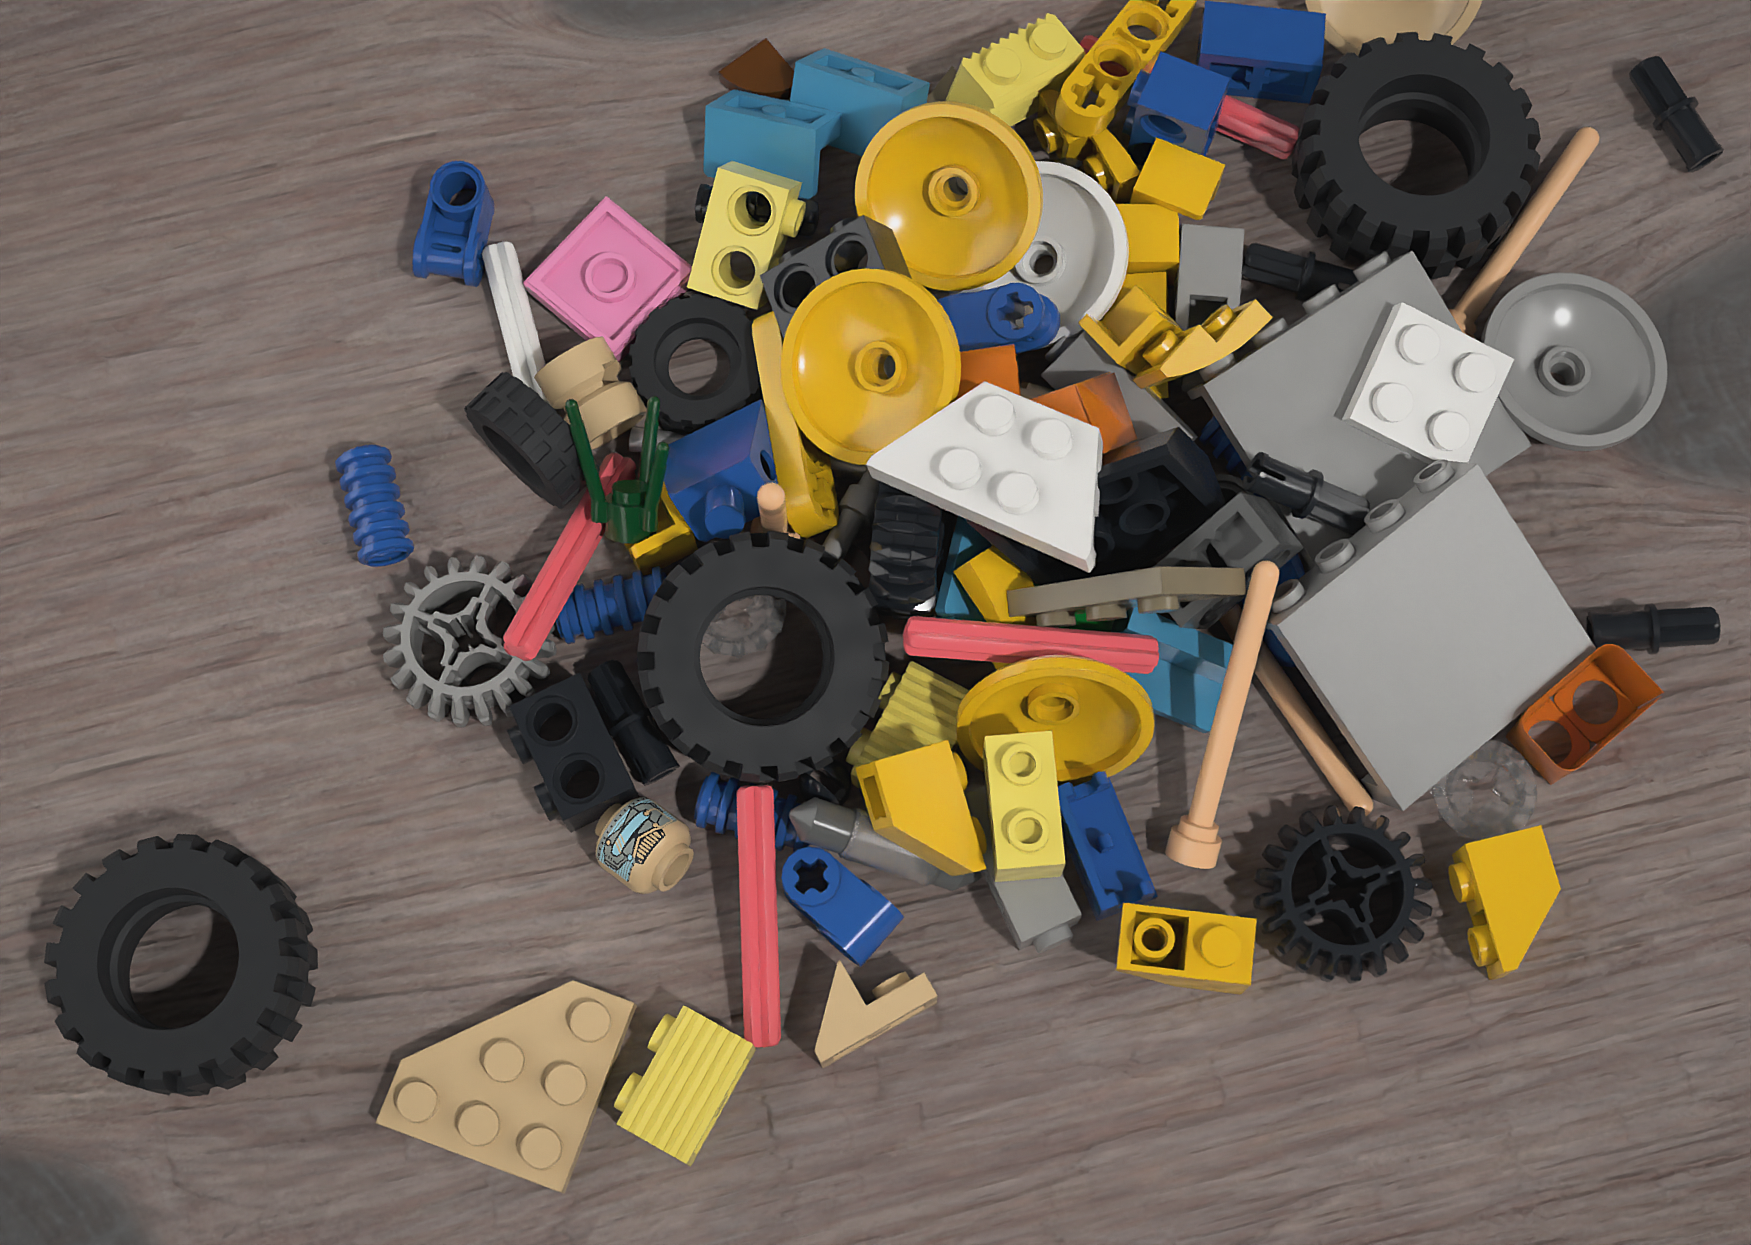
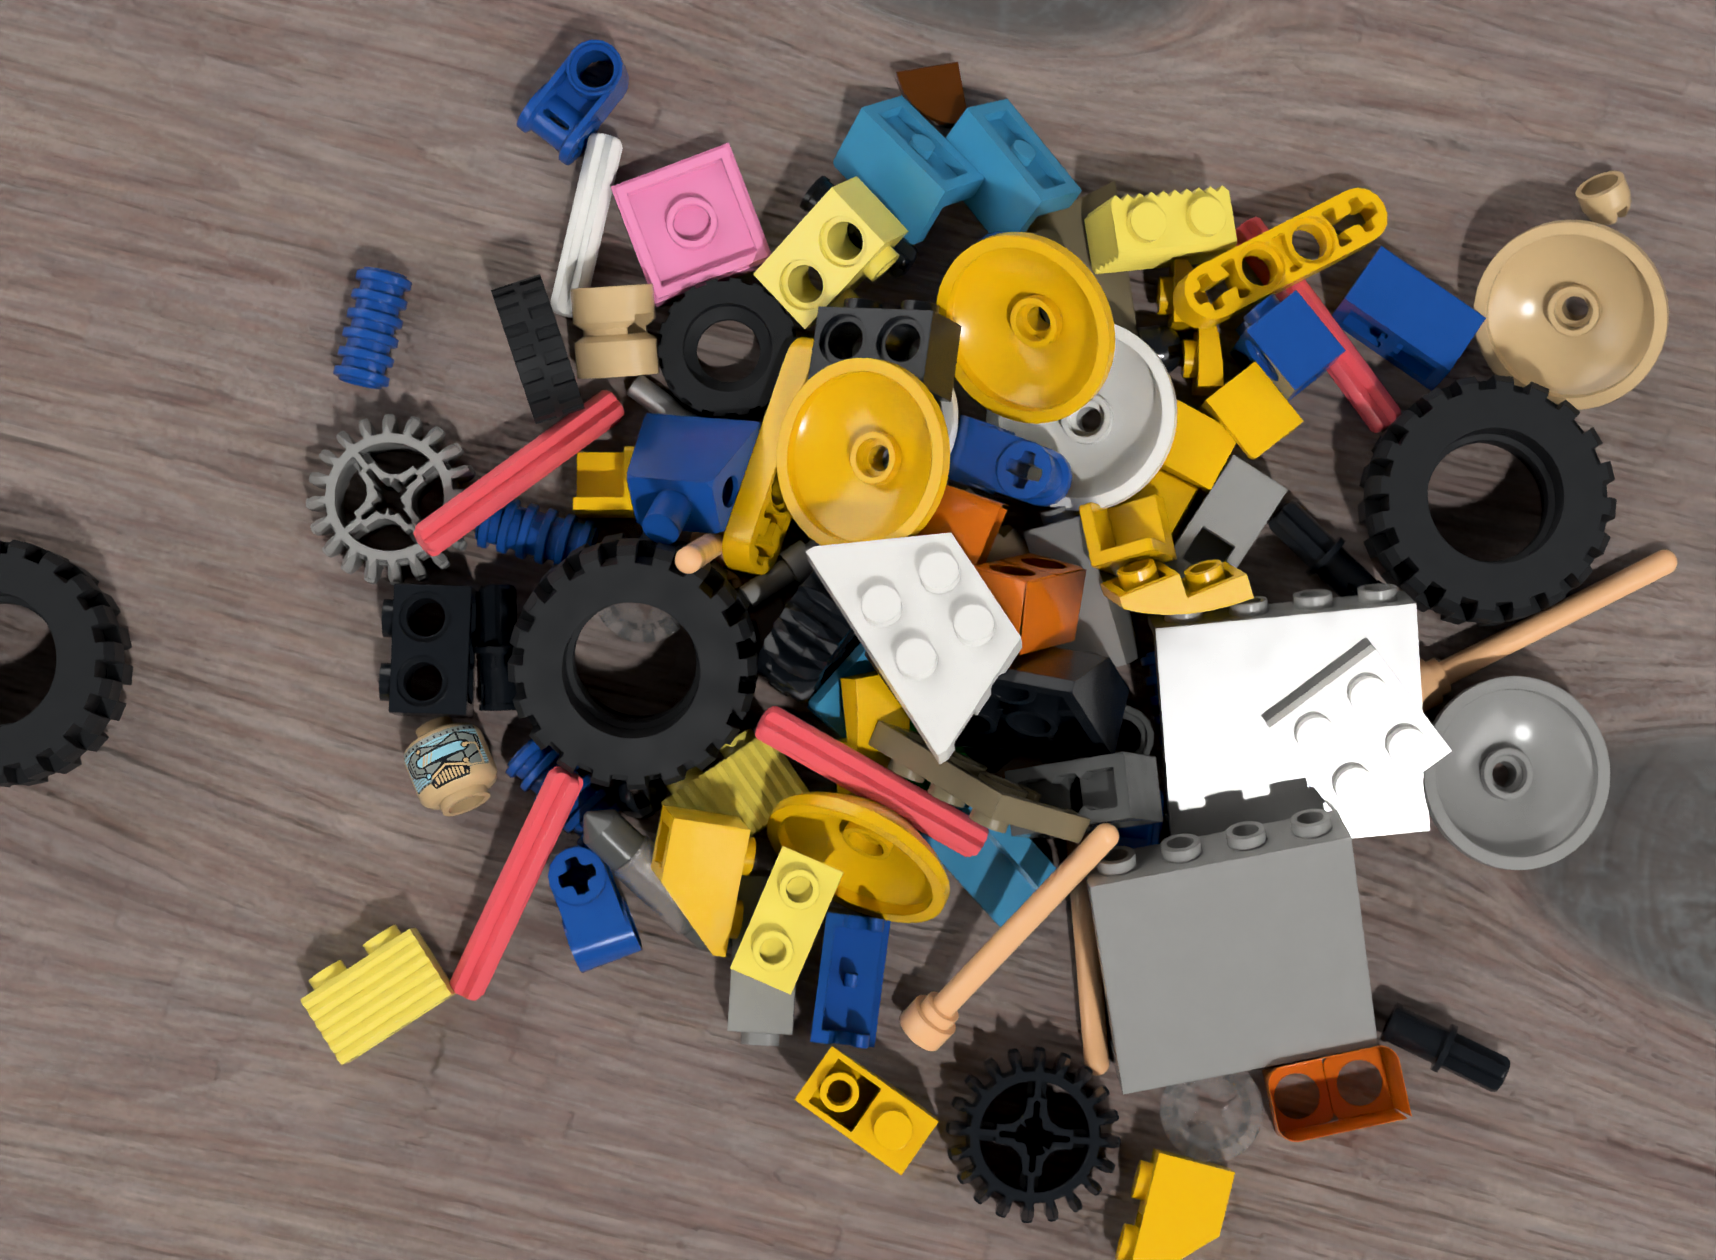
camera: 25 degrees right, 10 degrees up
(516, 1084) = (237, 914): tan plate -> none
(633, 505) = (597, 456): dark green plant -> none
(852, 1024) = (548, 1015): tan slope -> none
(1306, 494) = (1193, 775): black axle -> none

